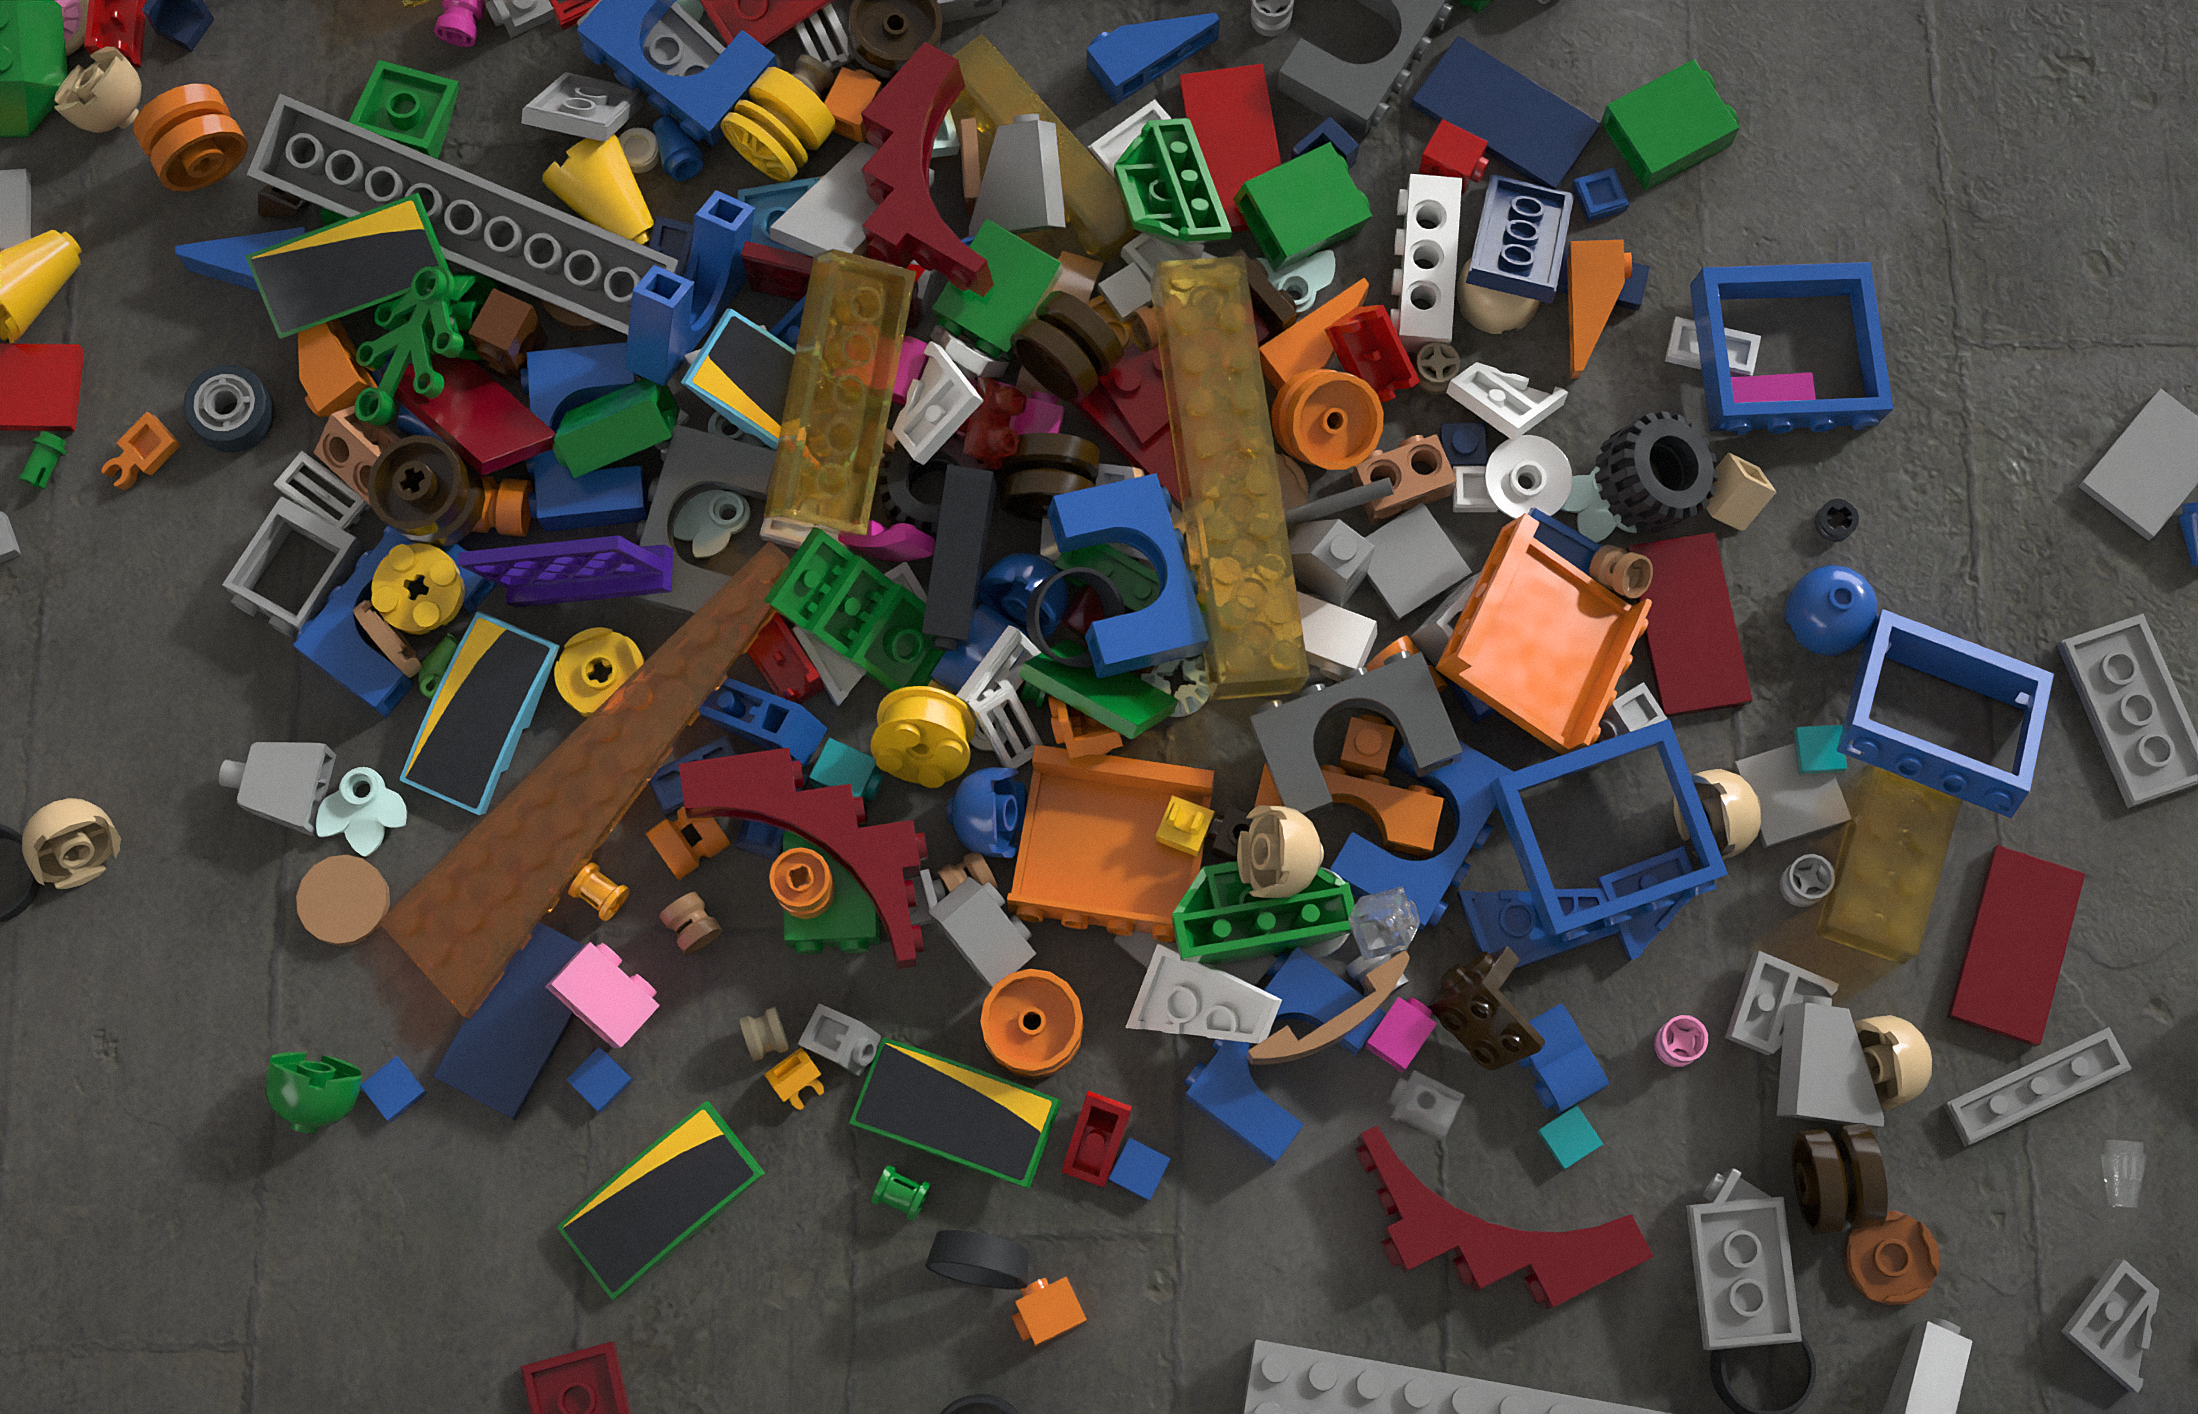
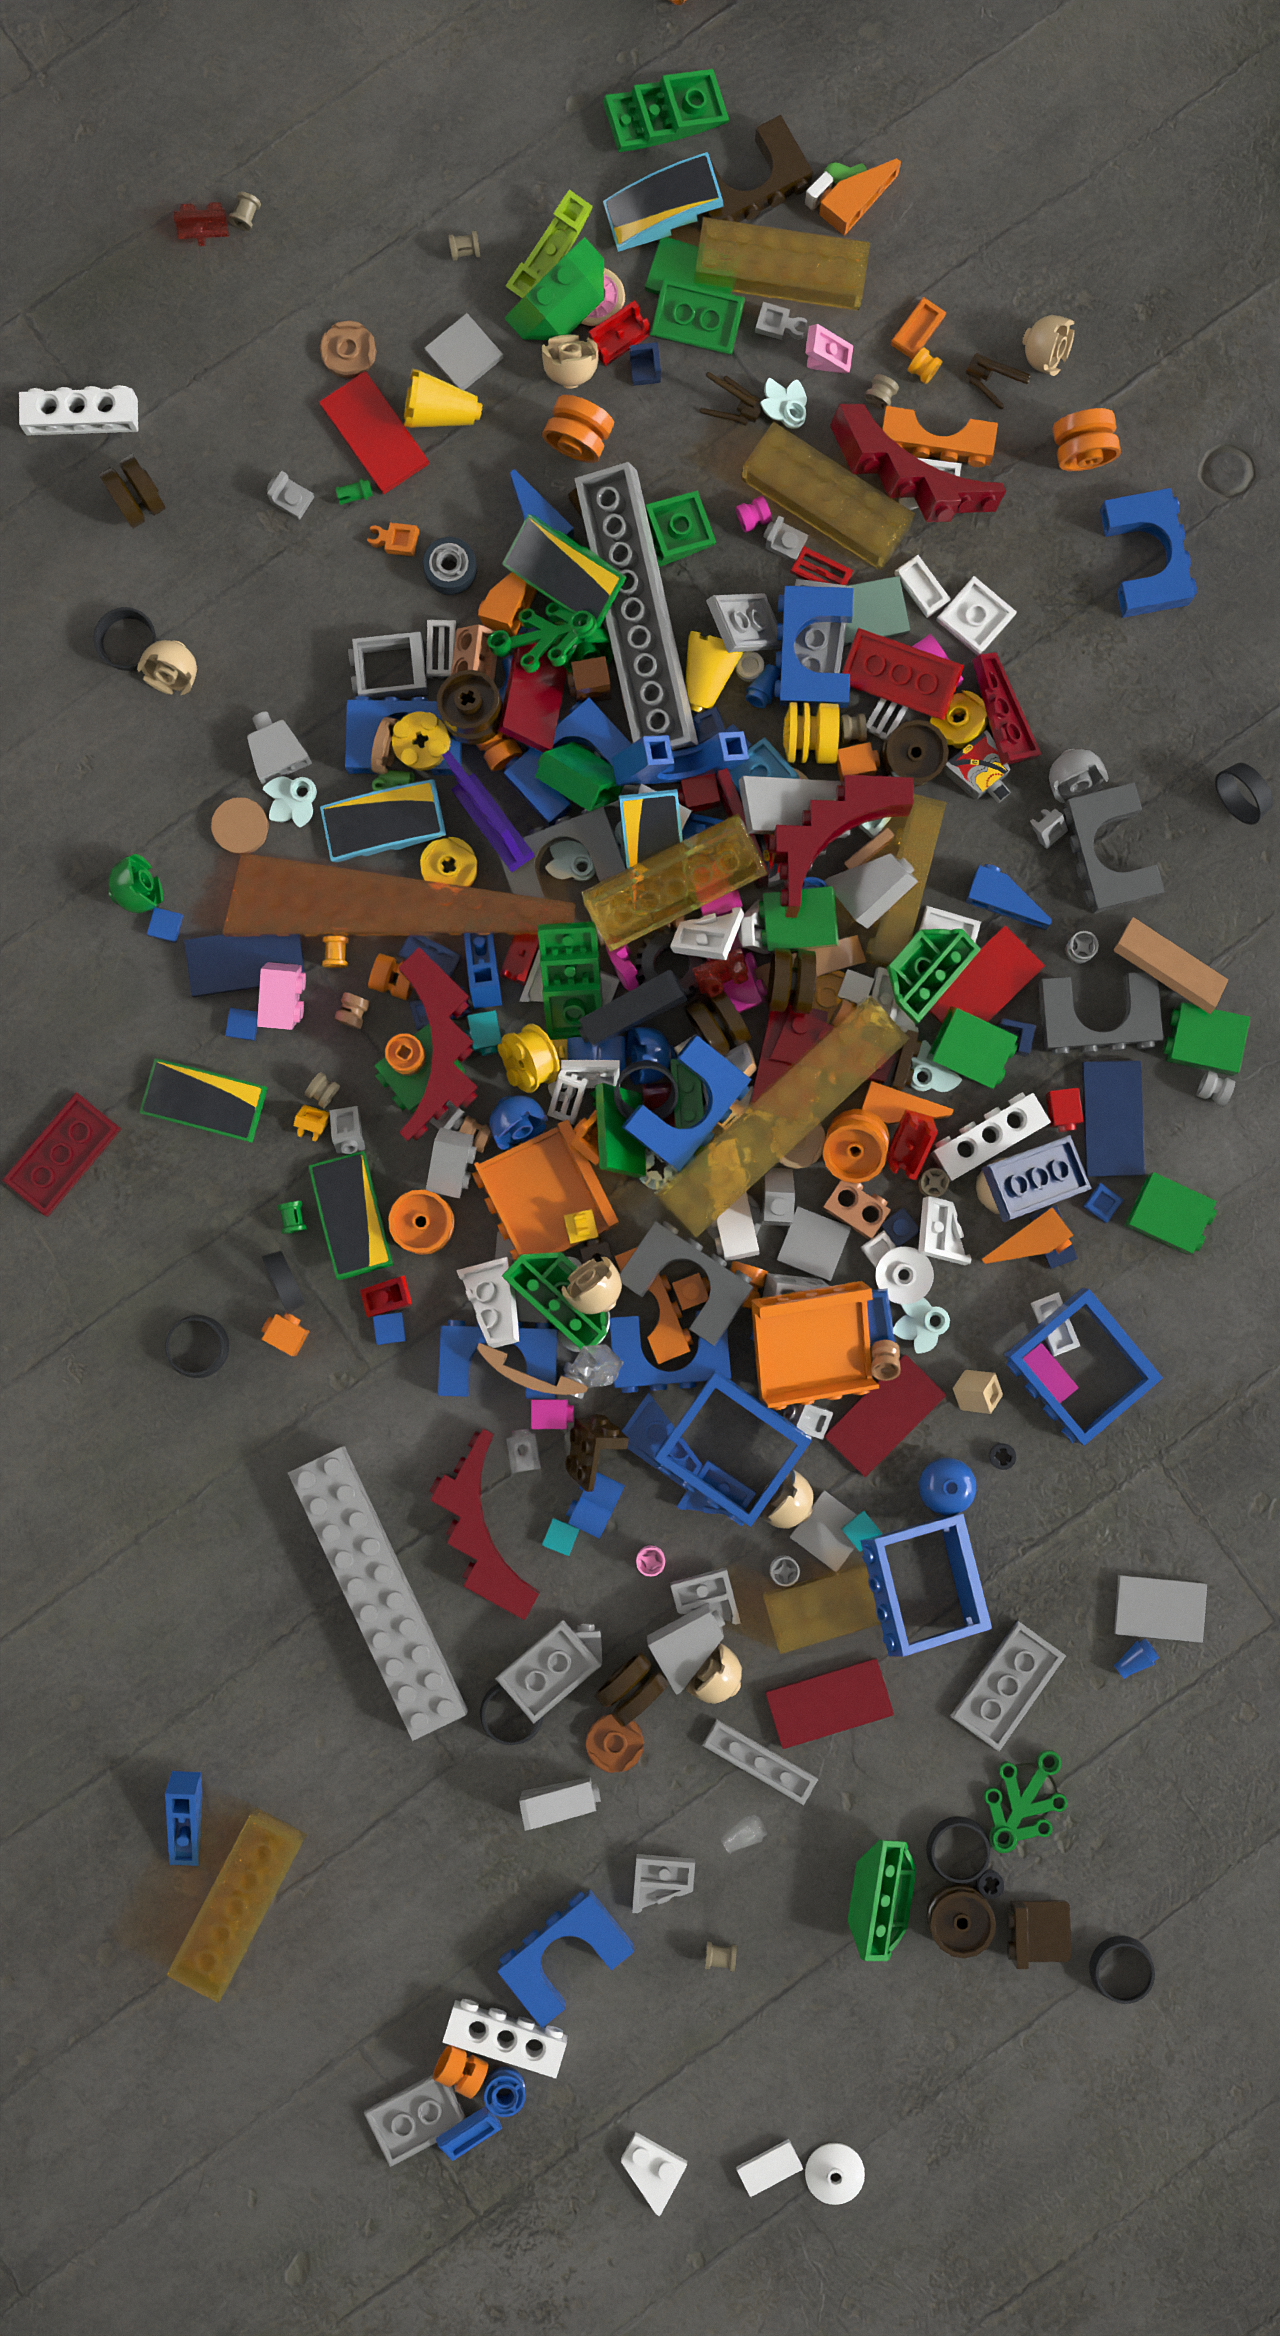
camera: 55 degrees right, 10 degrees up
(751, 299) = (699, 793): none -> red brick
(1338, 502) = (812, 1182): dark grey bar -> none
(1680, 458) = (970, 1354): black tyre -> none

